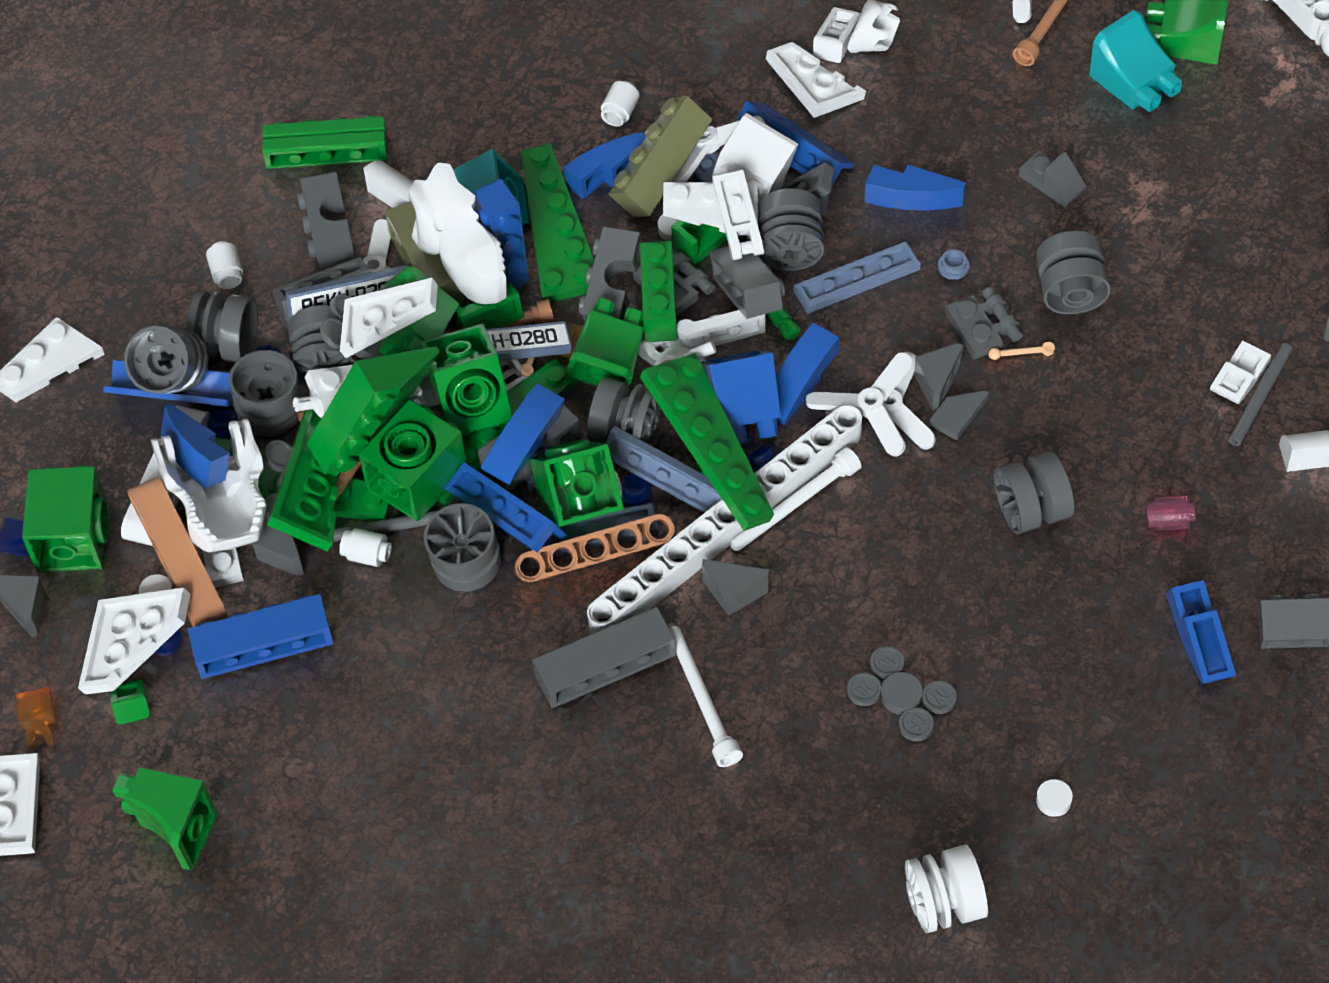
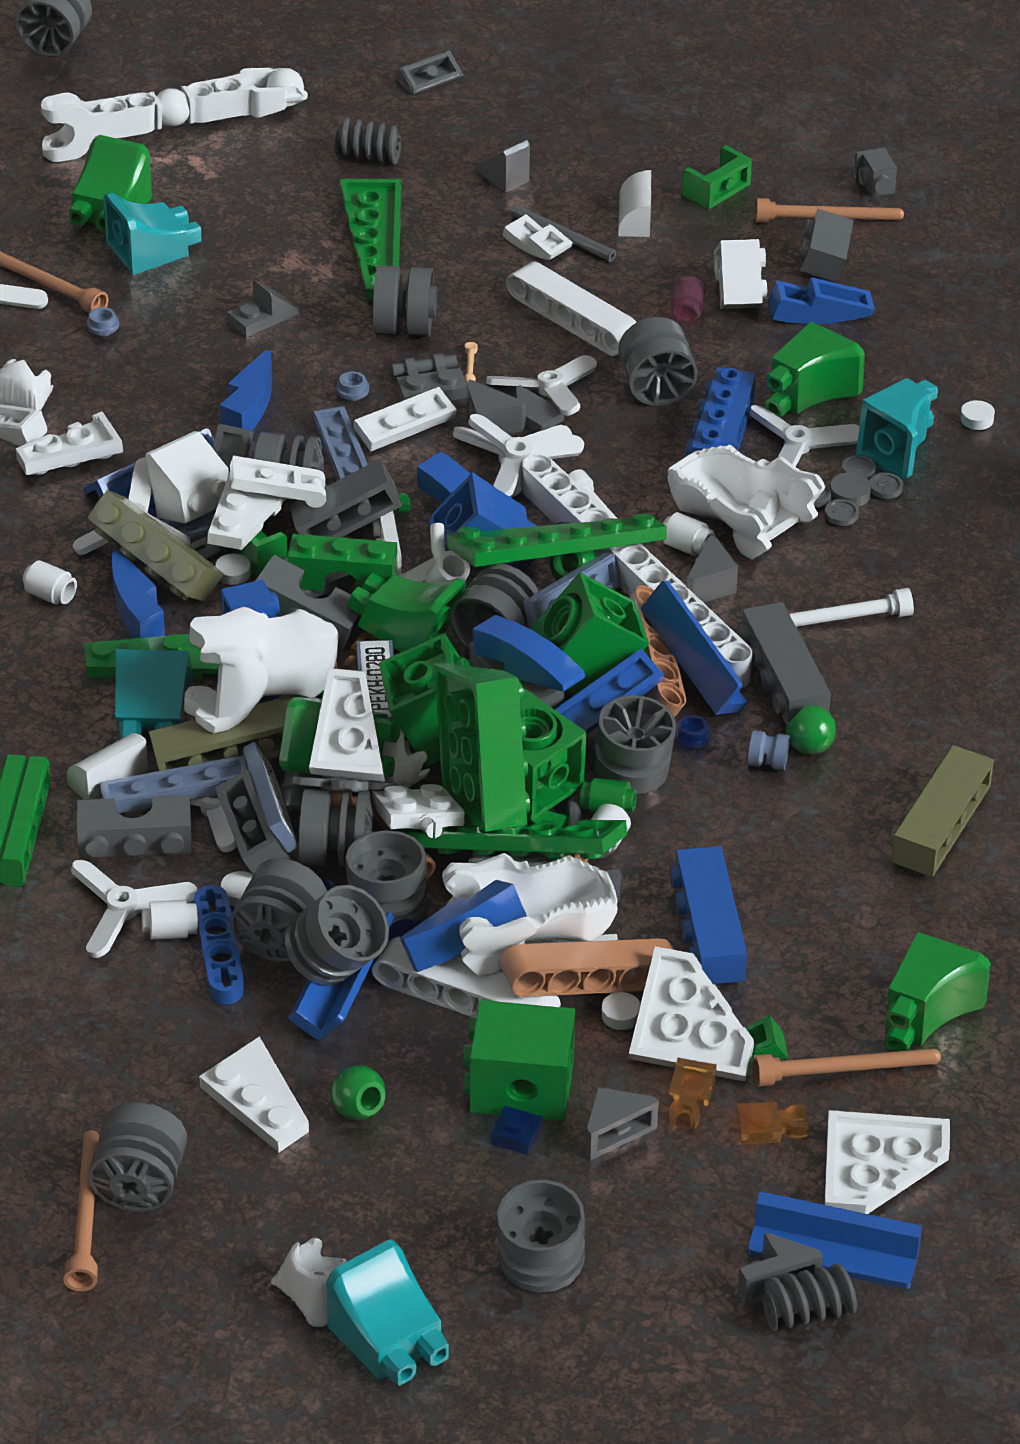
camera: 85 degrees left, 15 degrees down
(36, 419) = (358, 1092): none -> green piece
(64, 652) = (691, 1087): none -> clear orange plate
(89, 706) = (769, 1069): none -> nougat piece
(179, 302) = (218, 944): none -> blue beam
(248, 232) = (122, 902): none -> white piece
(267, 307) = (235, 885): none -> white tile
(372, 229) = (193, 780): none -> sand blue tile
(408, 544) = (607, 791): none -> green brick
(419, 807) = (941, 810): none -> olive brick
(489, 660) = (768, 750): none -> sand blue wheel
(511, 599) = (692, 732): none -> clear blue plate
(516, 690) = (812, 730): none -> green piece
(596, 578) = (694, 650): none -> blue panel
(787, 558) = (686, 533): none -> white brick
(837, 588) = (747, 495): none -> white animal
(910, 310) = (404, 419): none -> white plate
(970, 566) = (723, 410): none -> blue brick
(973, 649) = (801, 439): none -> white piece
(988, 715) = (895, 425): none -> teal hips
(999, 65) = (102, 321): none -> sand blue plate
(1001, 419) = (554, 383): none -> white piece
(1055, 624) = (814, 370): none -> green hips
(1123, 418) = (569, 306): none -> white beam
(1211, 541) = (739, 273): none -> white brick
(1247, 231) = (374, 224): none -> green wing

